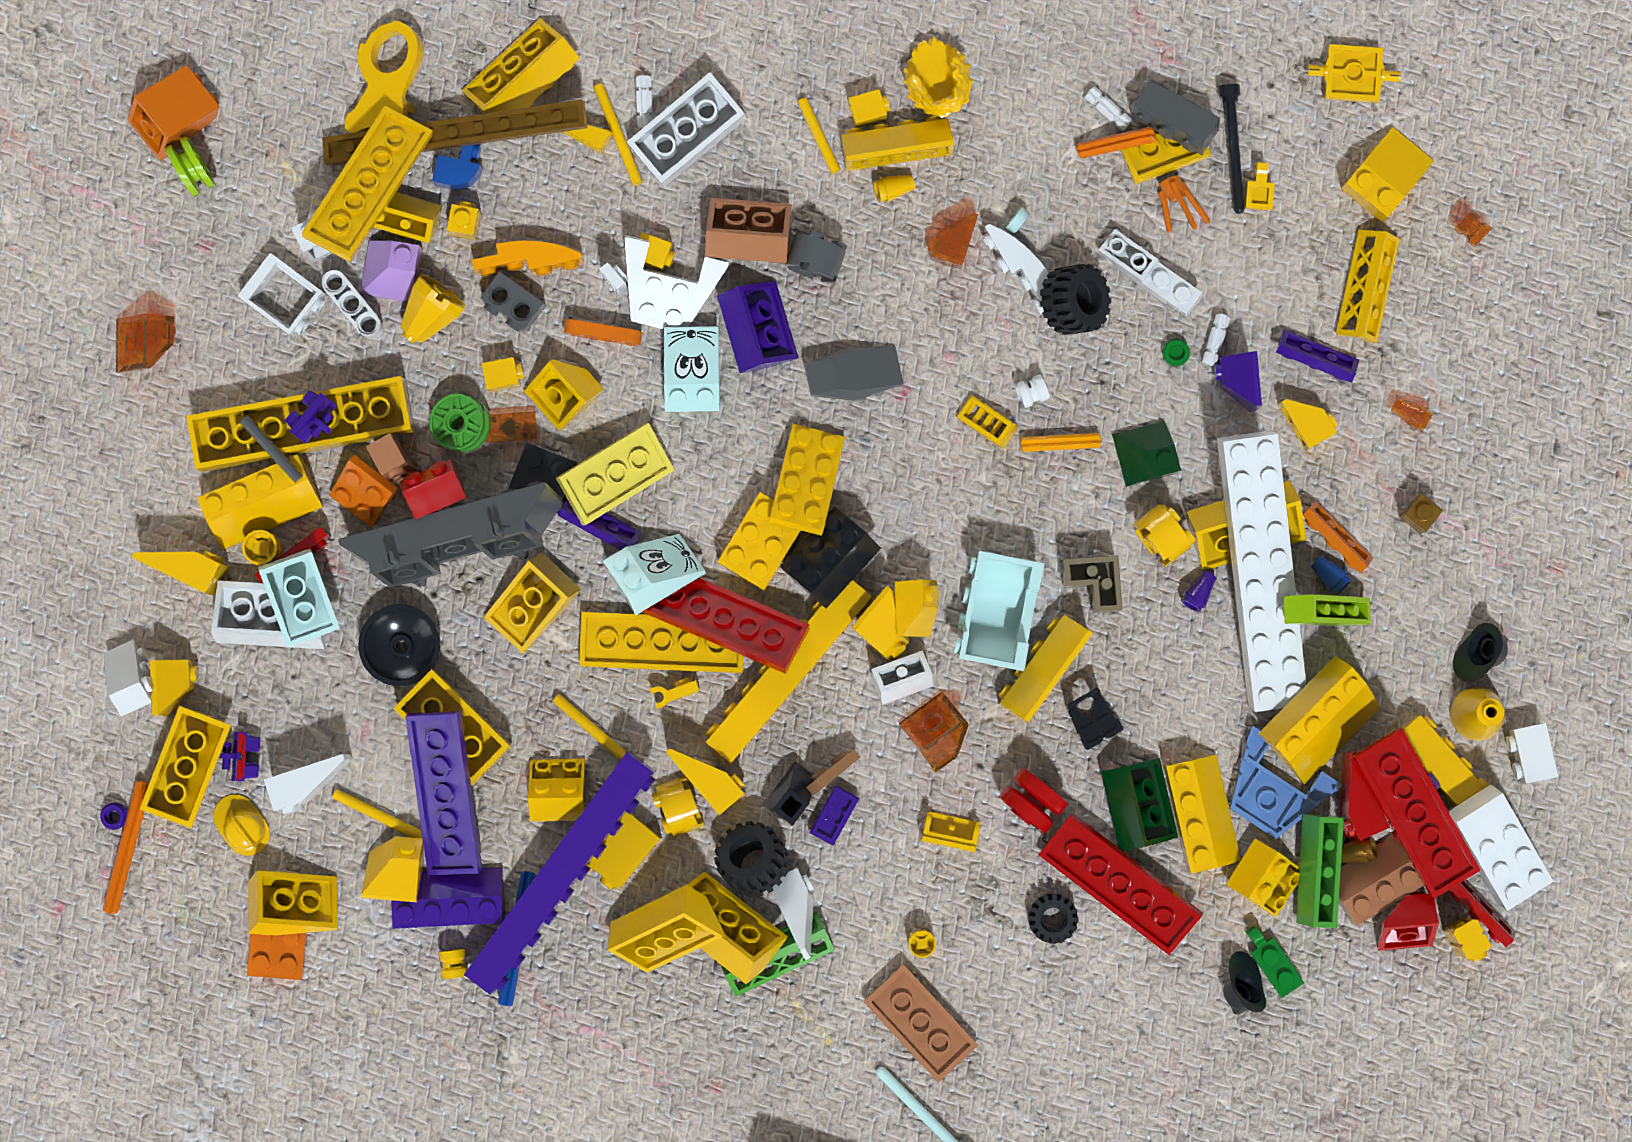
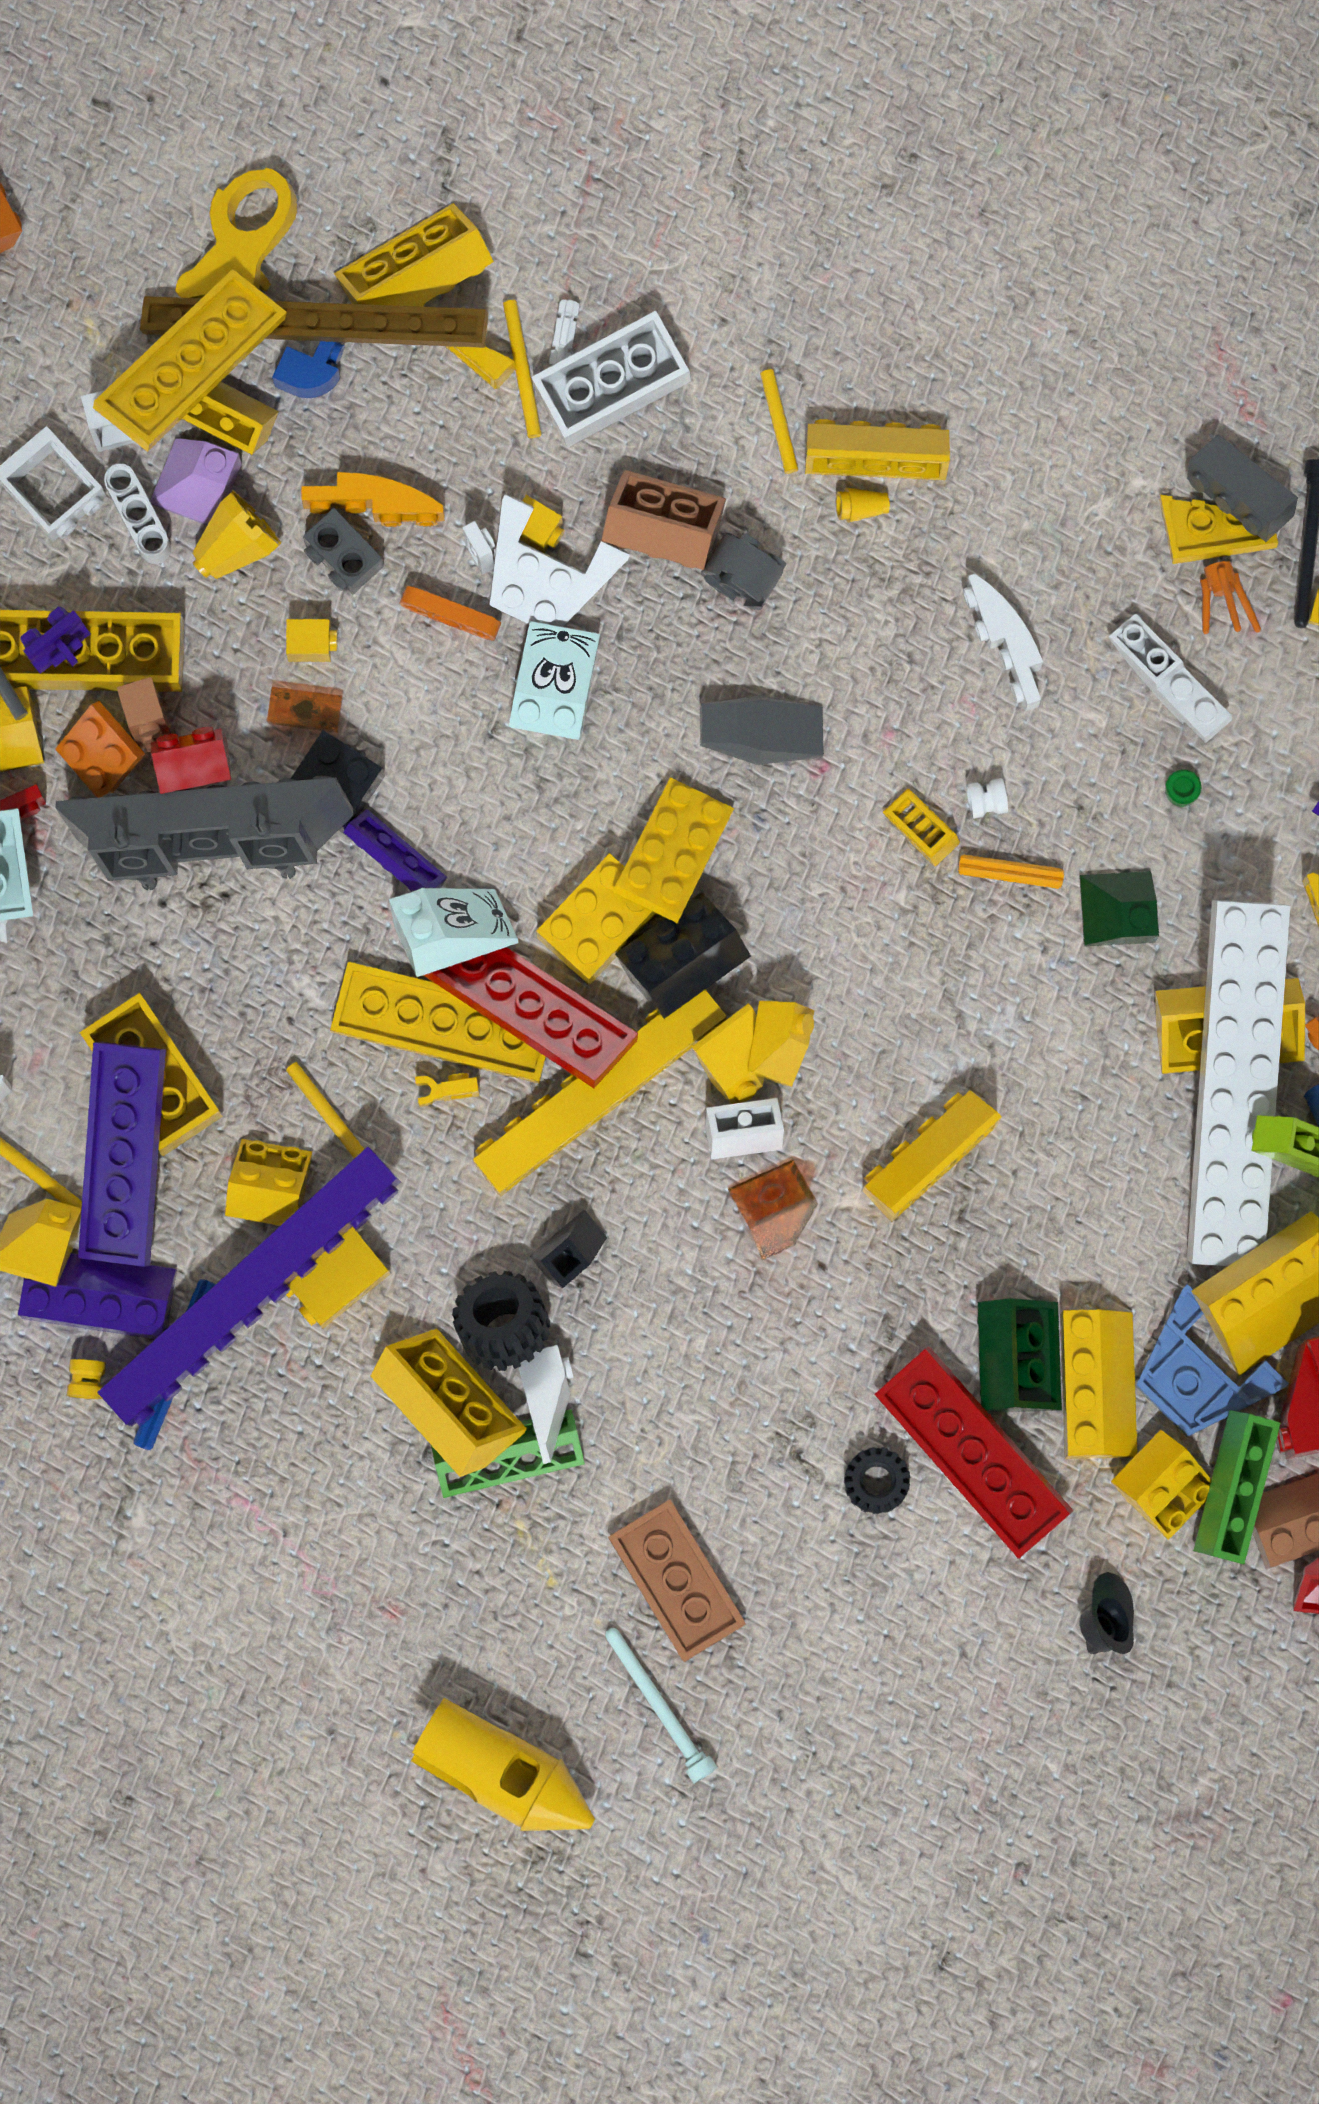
camera: 10 degrees right, 5 degrees down
(380, 640) = (99, 931): black dish -> none
(444, 423) = (226, 678): bright green wheel -> none
(464, 221) = (302, 437): yellow brick -> none
(532, 602) = (286, 936): yellow slope -> none
(563, 392) = (383, 677): yellow slope -> none
(615, 474) = (428, 793): light yellow plate -> none
(664, 929) = (369, 1386): yellow slope -> none
(678, 807) = (420, 1238): yellow cylinder -> none
(713, 783) = (471, 1212): yellow slope -> none
(757, 326) = (650, 645): dark purple slope -> none
(823, 776) = (640, 1224): medium nougat plate -> none
(834, 815) = (620, 1289): dark purple plate -> none
(868, 108) = (850, 398): yellow brick -> none
(922, 947) = (701, 1473): yellow wheel -> none
(938, 78) = (946, 378): yellow hair -> none
(951, 831) = (766, 1342): yellow hinge -> none
(953, 242) = (924, 588): clear orange slope -> none
(998, 610) = (887, 1064): light aqua cylinder -> none
(1017, 220) = (1012, 578): light aqua tile -> none
(1033, 800) = (886, 1316): red wheel -> none
(1075, 299) = (1066, 690): black tyre -> none
(1098, 725) = (983, 1244): black piece -> none
(1101, 575) = (1026, 1048): dark tan brick -> none
(1108, 108) = (1158, 461): white axle -> none
(1116, 142) = (1159, 504): orange axle -> none
(1163, 534) = (1119, 1013): yellow brick -> none
(1198, 593) = (1150, 1099): dark purple cone -> none
(1215, 339) = (1238, 781): white axle -> none
(1240, 379) = (1258, 835): dark purple slope -> none
(1274, 963) = (1153, 1598): green plate -> none
(1359, 851) = (1293, 1473): pearl gold cone -> none

